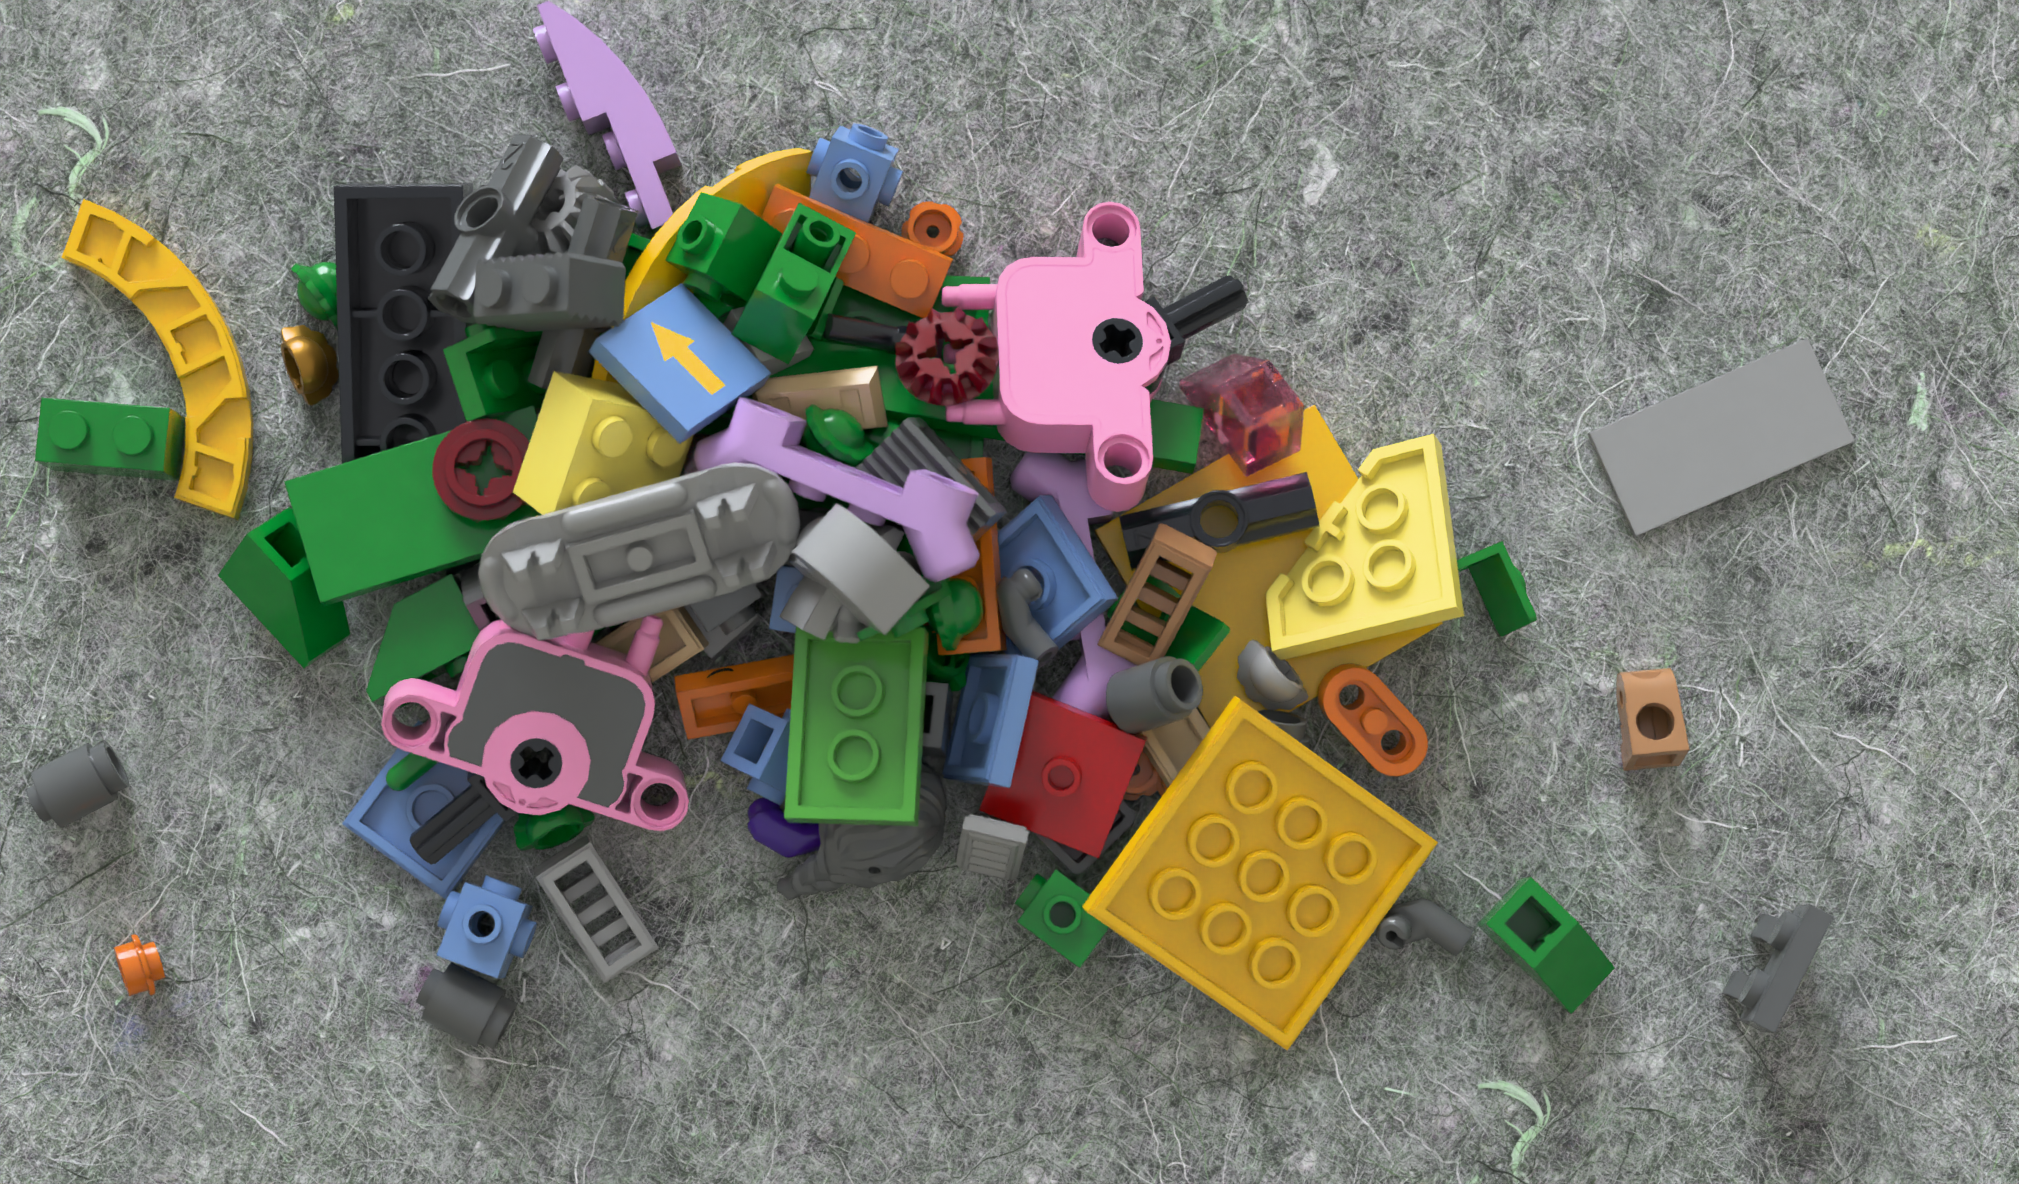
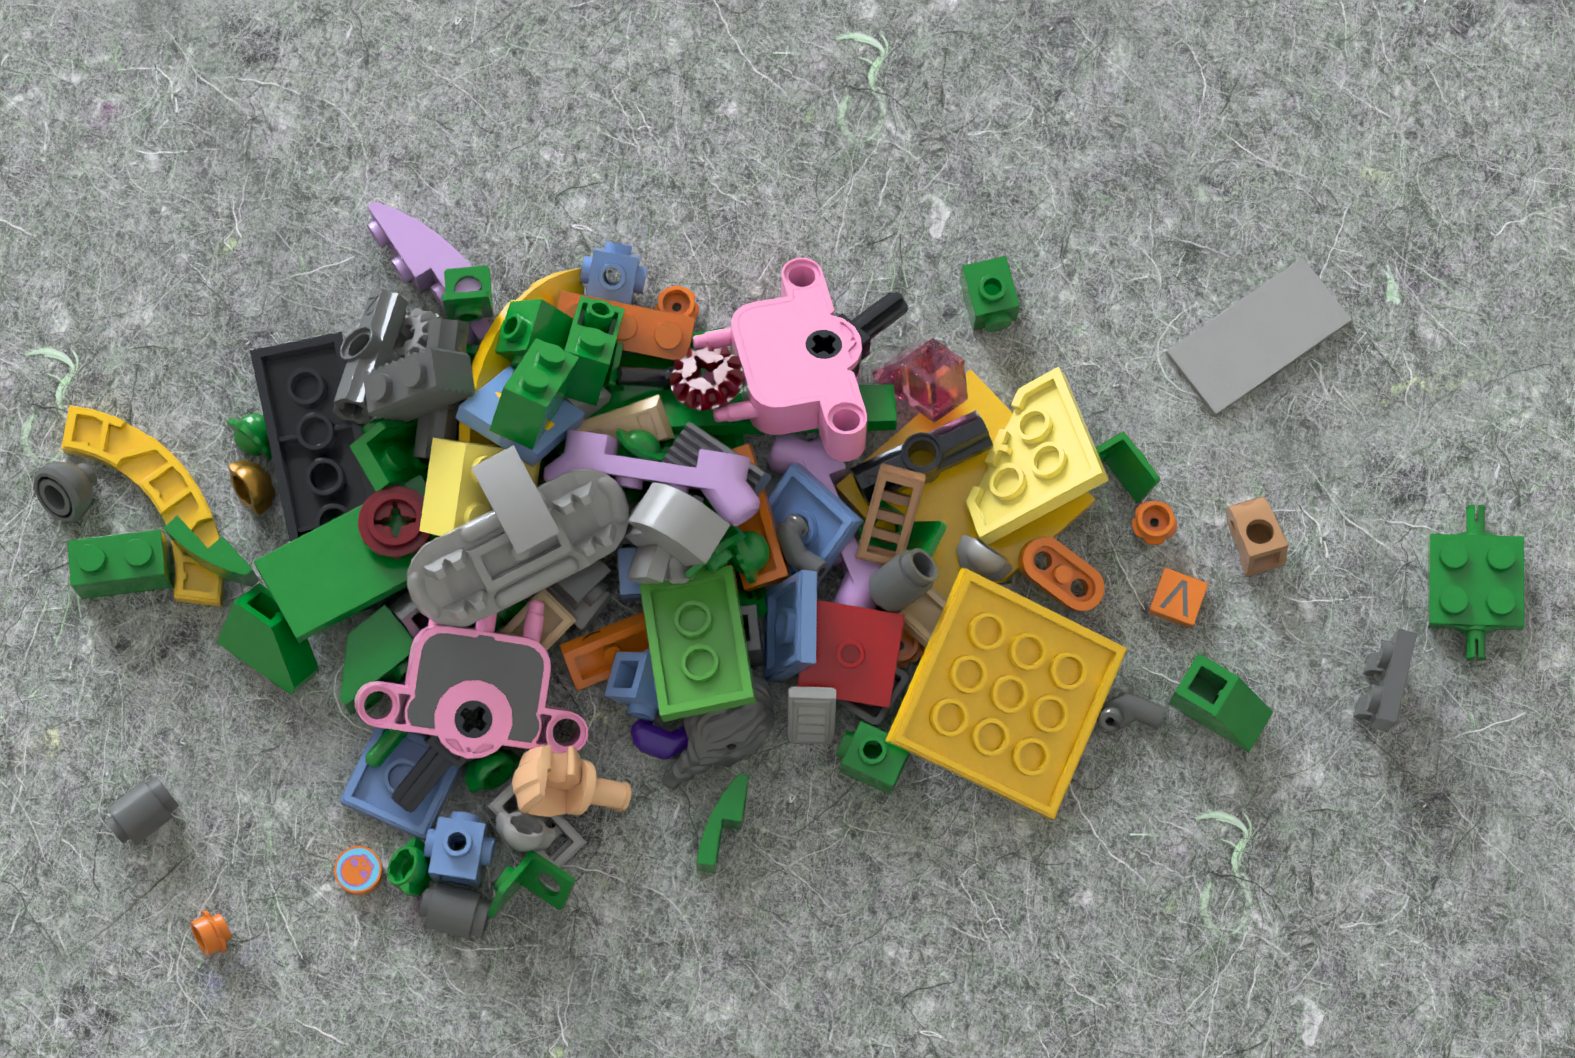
camera: 10 degrees left, 10 degrees down
(56, 318) = (65, 489): none -> dark grey brick
(243, 461) = (218, 558): none -> green slope
(350, 922) = (358, 870): none -> tile
(415, 936) = (410, 868): none -> green piece
(573, 979) = (527, 875): none -> green bracket
(575, 923) = (523, 831): none -> light grey piece
(641, 868) = (564, 784): none -> light nougat piece
(644, 491) = (515, 500): none -> light grey slope
(648, 186) = (469, 305): none -> green bracket
(701, 343) = (534, 393): none -> green brick
(855, 950) = (726, 814): none -> green slope
(1364, 305) = (989, 294): none -> green brick
(1524, 782) = (1178, 598): none -> orange tile
(1528, 658) = (1154, 510): none -> orange plate
(1933, 846) = (1475, 582): none -> green plate

